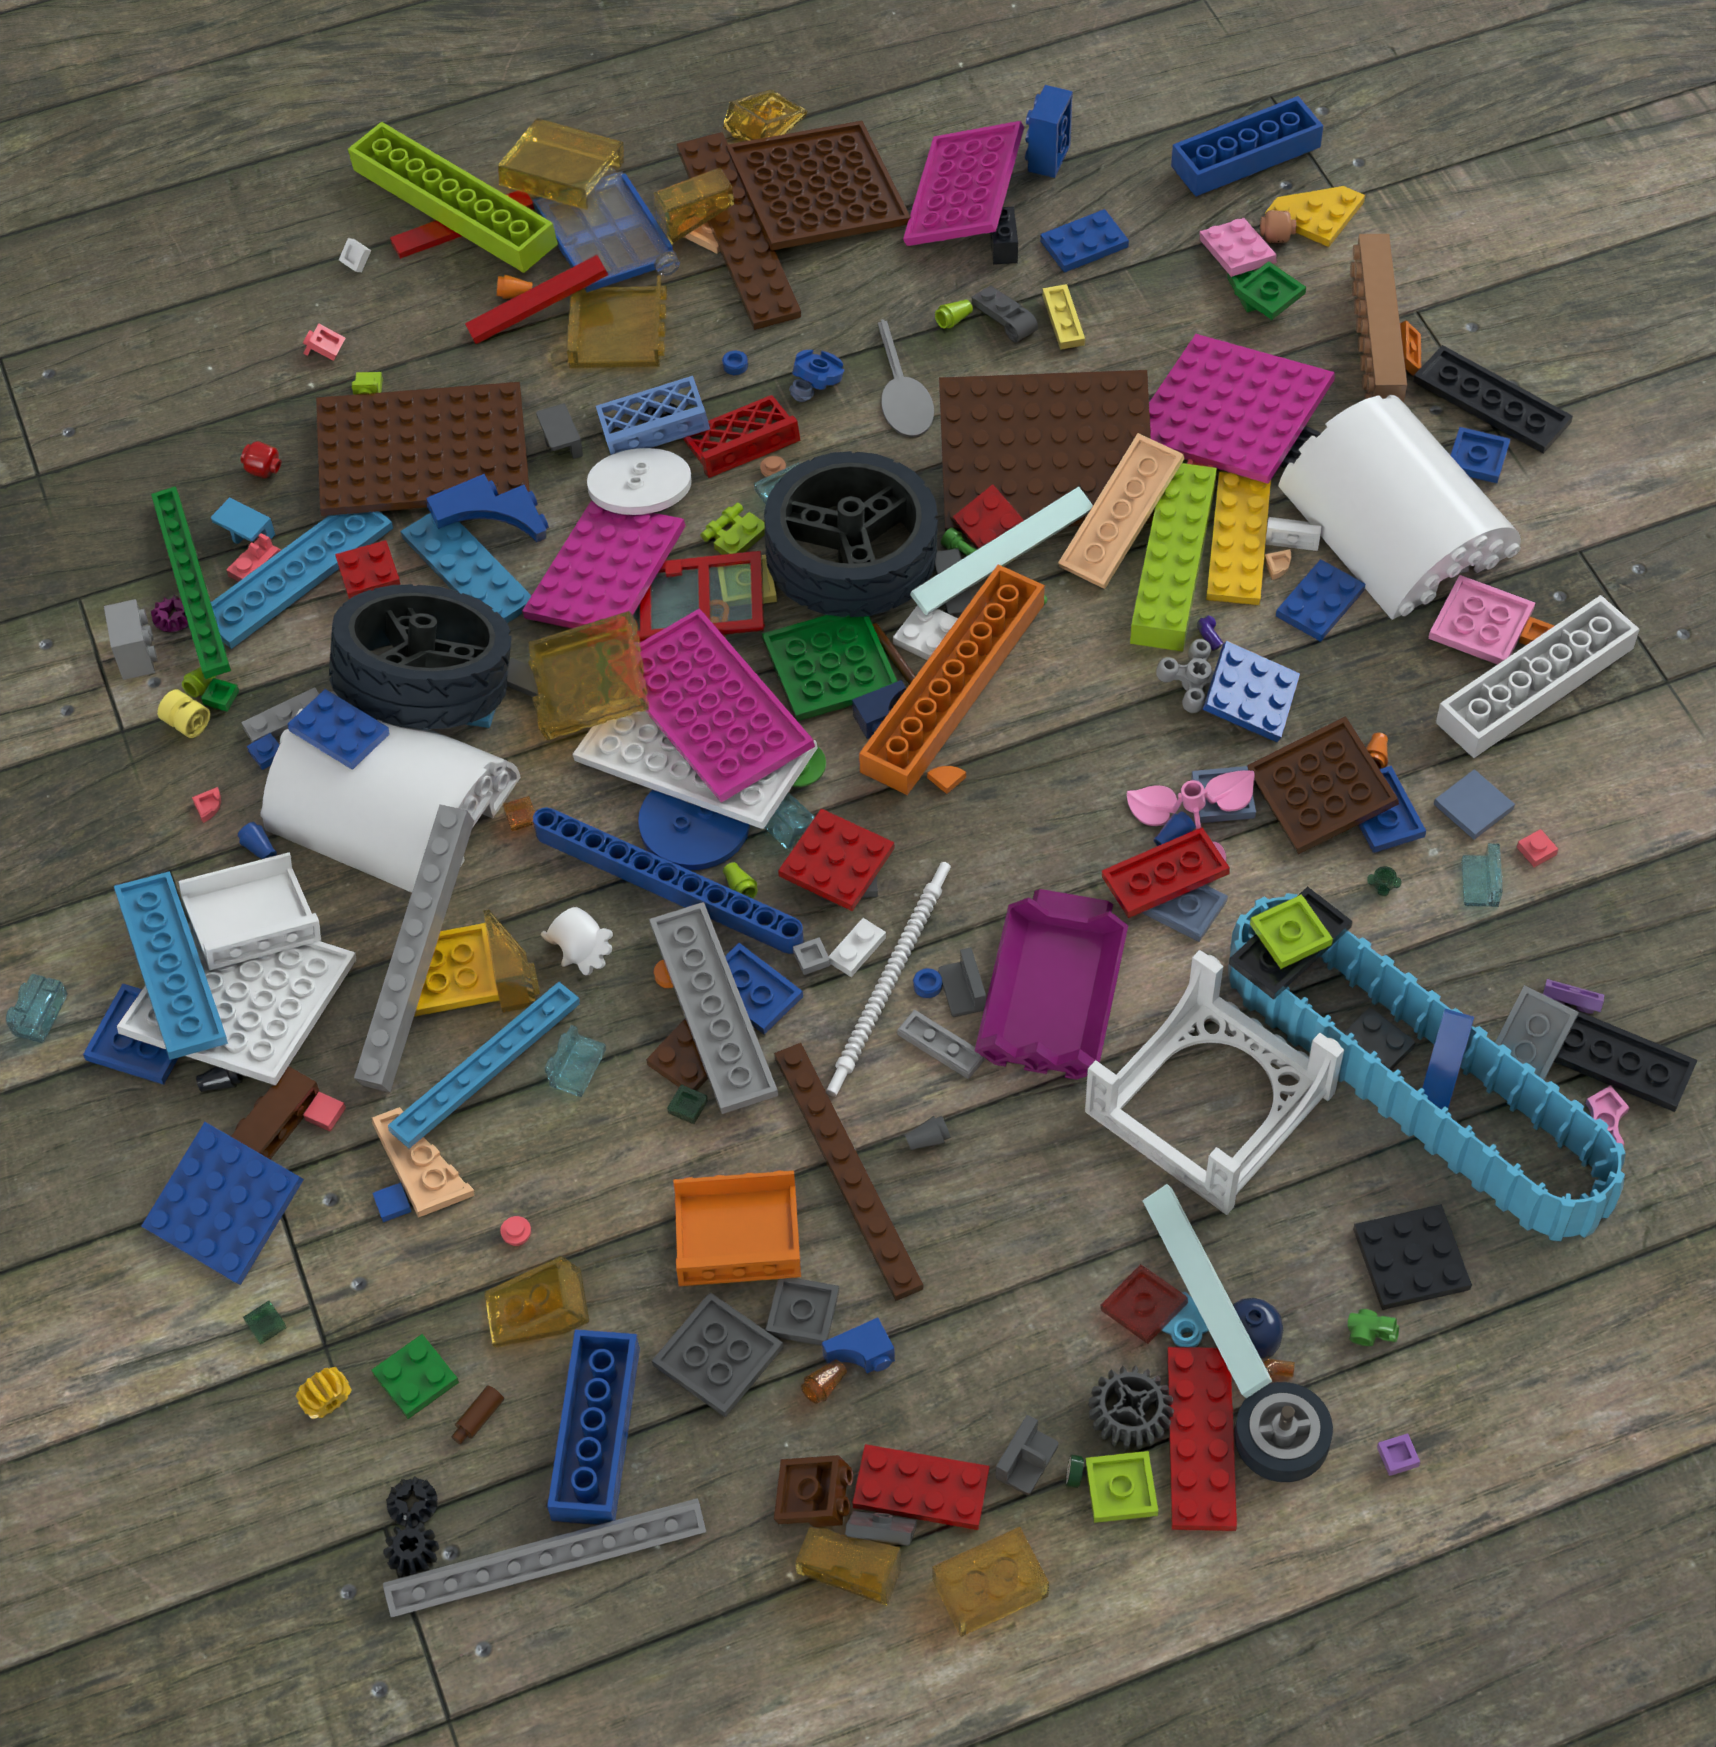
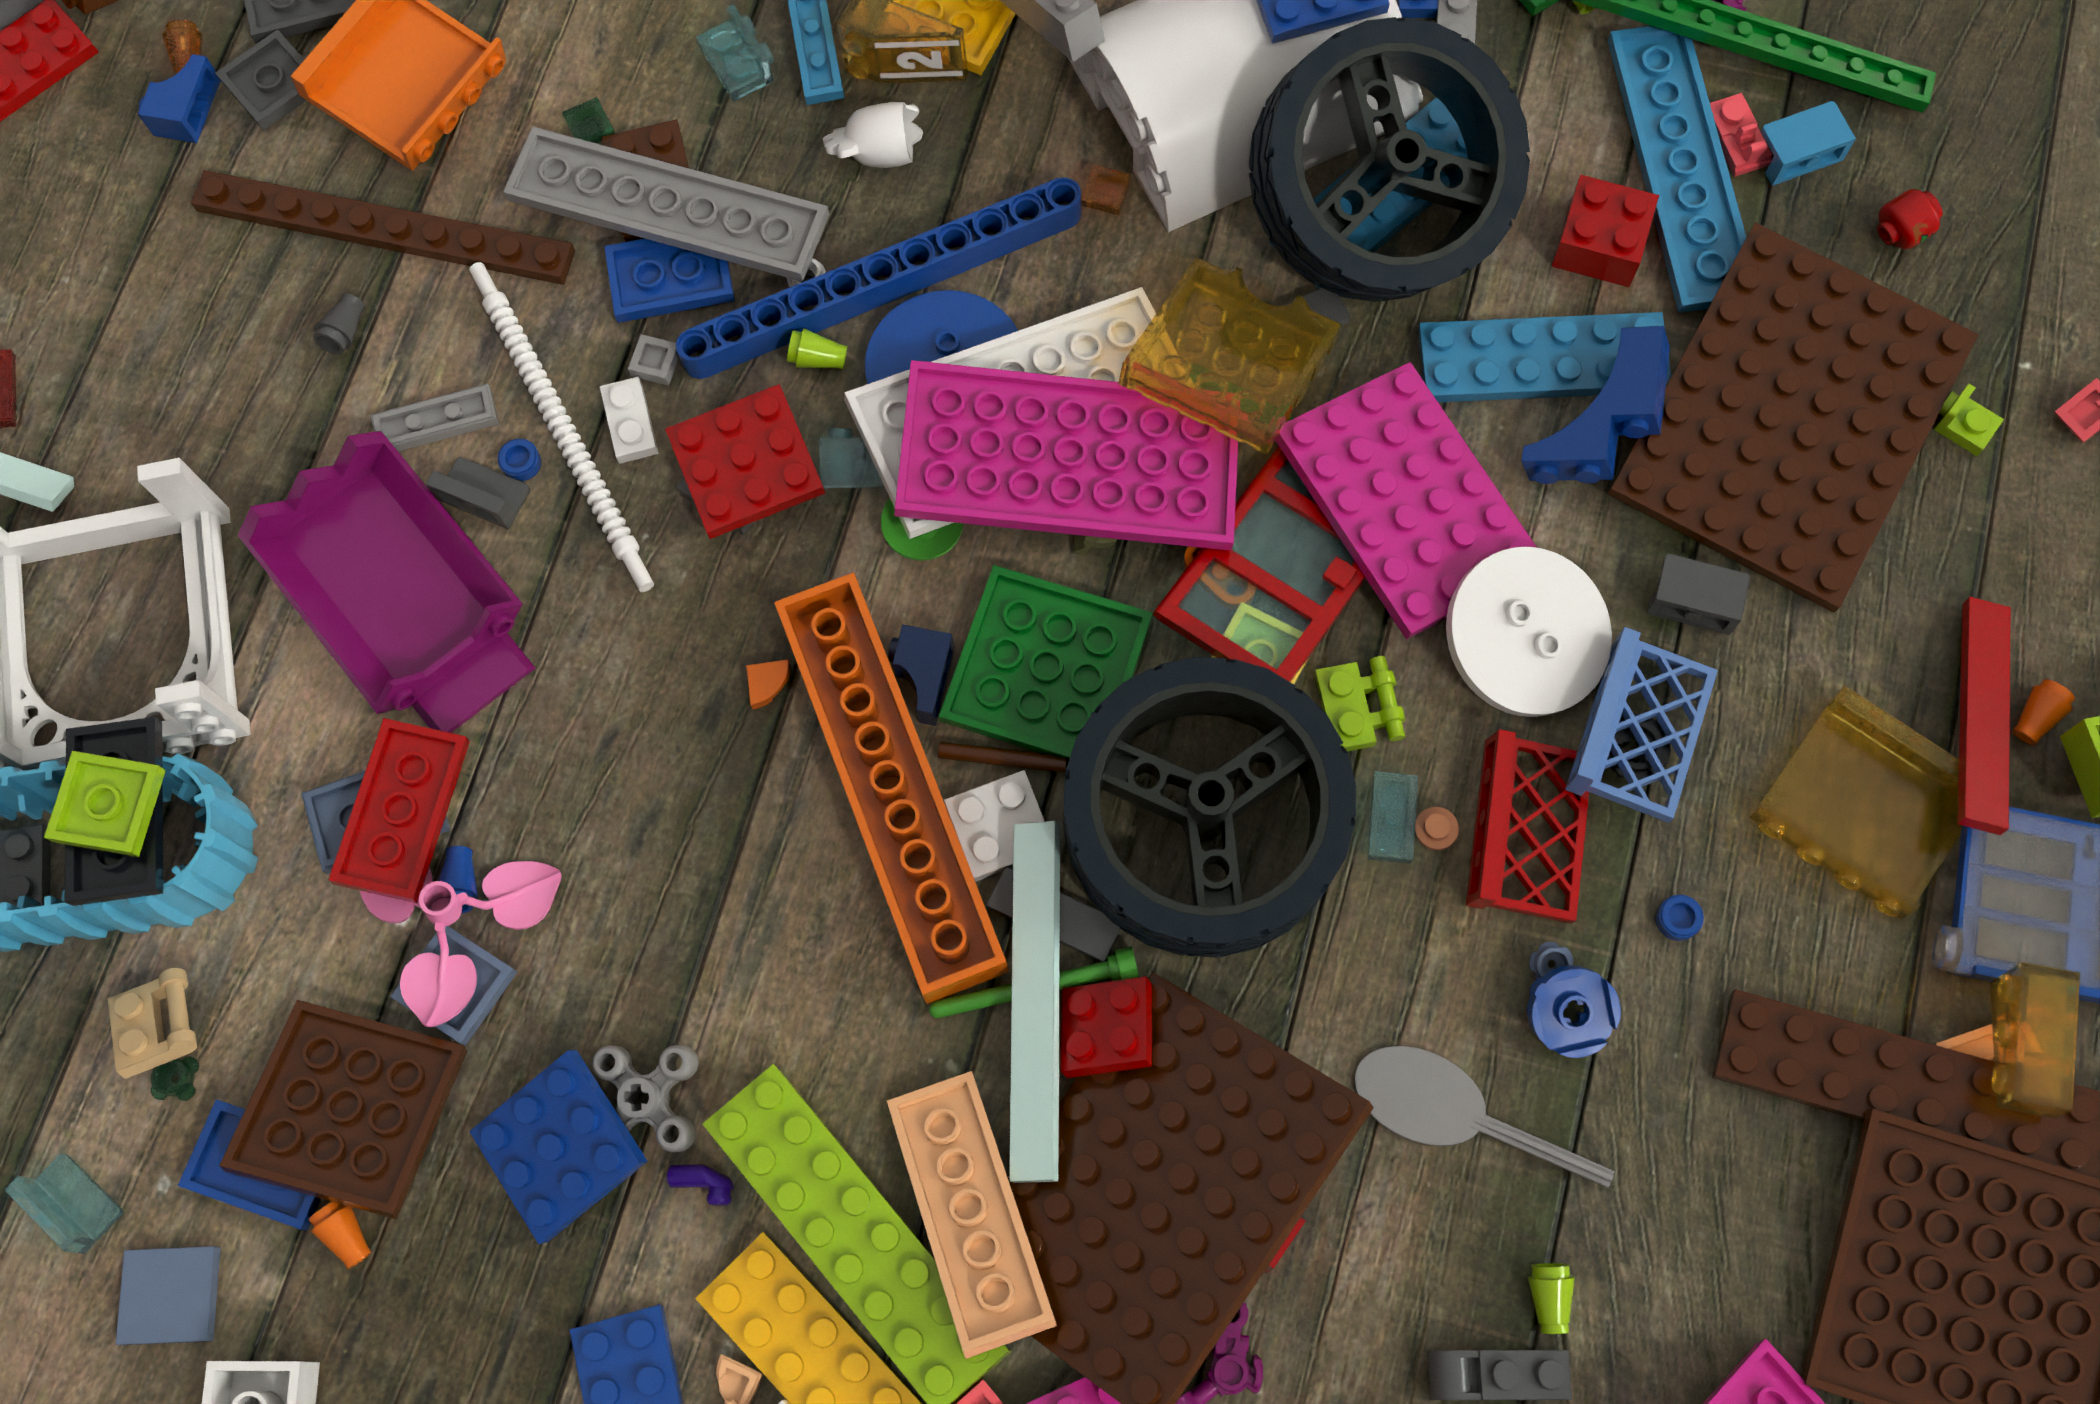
camera: 130 degrees right, 15 degrees up
(1379, 907) = (139, 1026): none -> tan plate
(1537, 848) = (42, 1318): coral plate -> none

